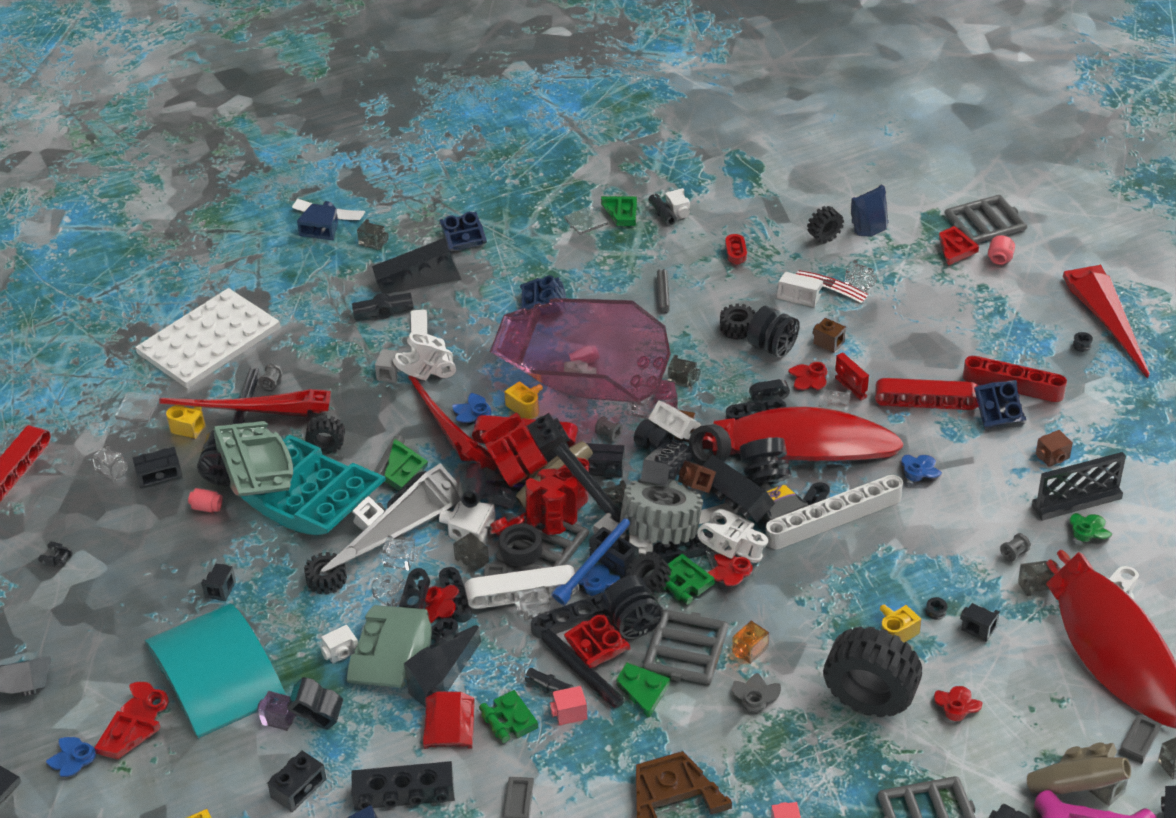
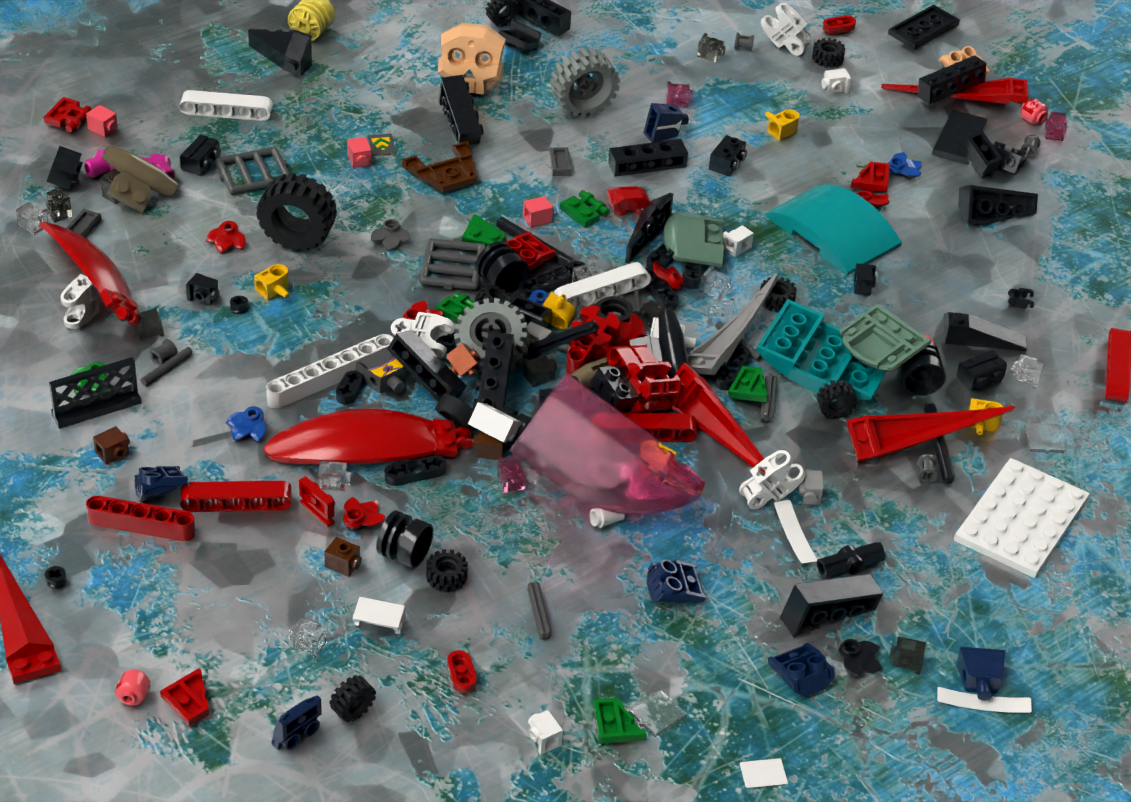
camera: 165 degrees right, 0 degrees up
(133, 515) = (974, 331): none -> black wedge
(274, 711) = (765, 195): clear purple brick -> none
(315, 703) = (735, 192): black brick -> none
(366, 513) = (757, 328): white brick -> none
(410, 243) = (859, 656): none -> black plate
(470, 411) = (706, 453): blue plate -> none
(518, 182) = (763, 773): none -> white sticker
(546, 682) = (558, 229): black pin -> none
(563, 593) = (563, 278): blue piece -> none
(579, 553) = (561, 310): none -> yellow piece
(662, 209) = (570, 733): black pin -> none
(683, 372) = (497, 500): clear smoke brick -> none
(750, 642) = (398, 262): clear orange brick -> none
(764, 458) = (402, 399): black wheel -> none
(769, 390) = (403, 487): black beam -> none
(837, 286) = (354, 638): sticker -> none
(984, 204) = (145, 774): dark grey bar -> none
(1024, 528) = (166, 366): none -> dark grey bar

